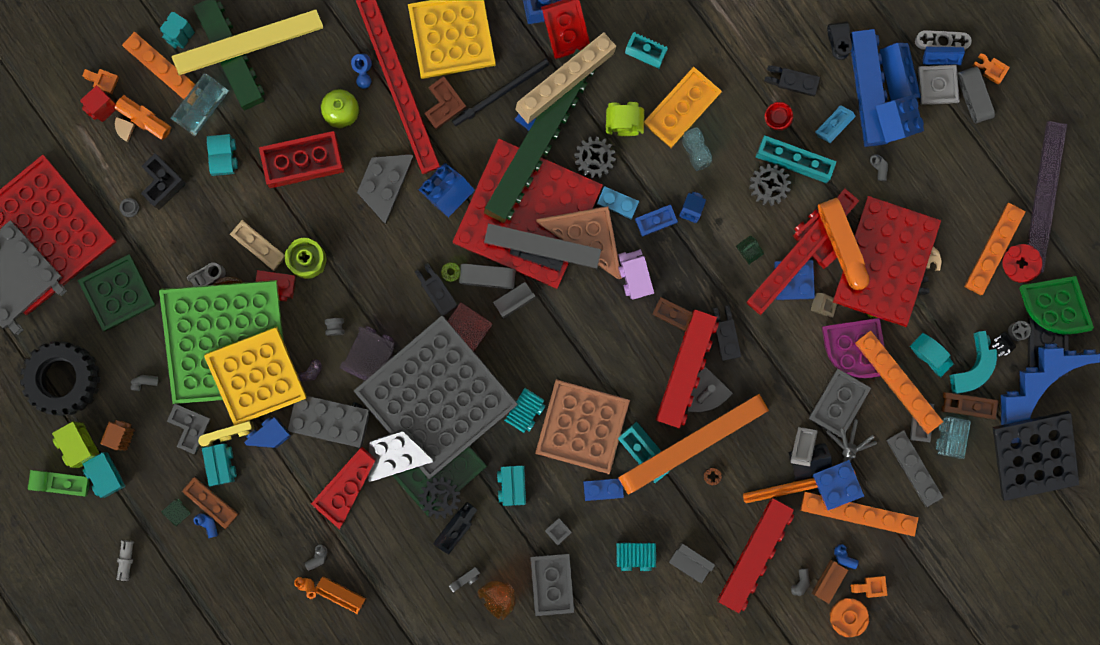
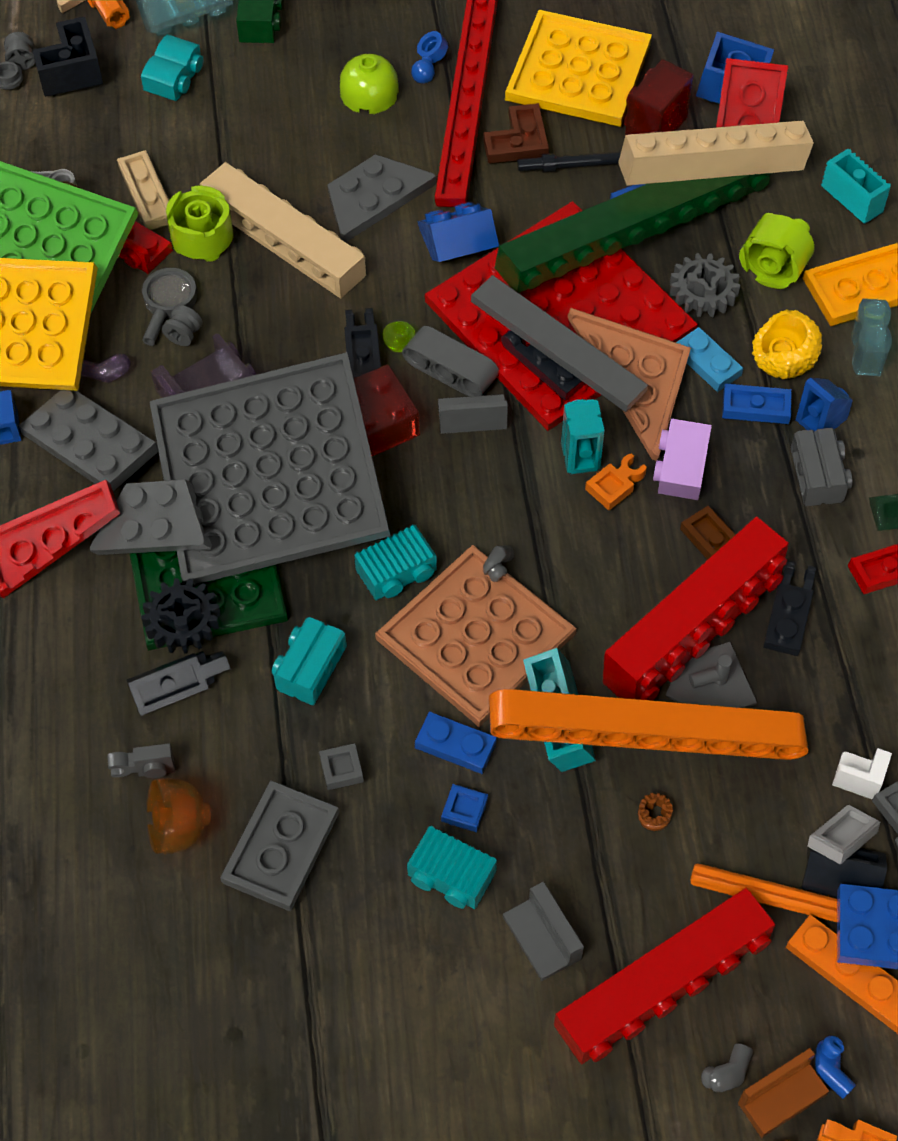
camera: 30 degrees right, 25 degrees down
(125, 187) = (19, 50): none -> dark grey wheel
(301, 159) = (276, 111): red brick -> none
(313, 308) = (162, 293): none -> piece
(351, 236) = (289, 232): none -> tan brick
(514, 49) = (659, 100): none -> clear red brick
(574, 390) = (493, 564): none -> dark grey arm
(580, 292) = (582, 436): none -> teal brick
(607, 308) = (615, 484): none -> orange plate
(624, 520) = (464, 808): none -> blue tile
(657, 180) = (787, 345): none -> yellow hair
(705, 244) = (820, 466): none -> dark grey brick
(797, 406) = (861, 774): none -> white panel

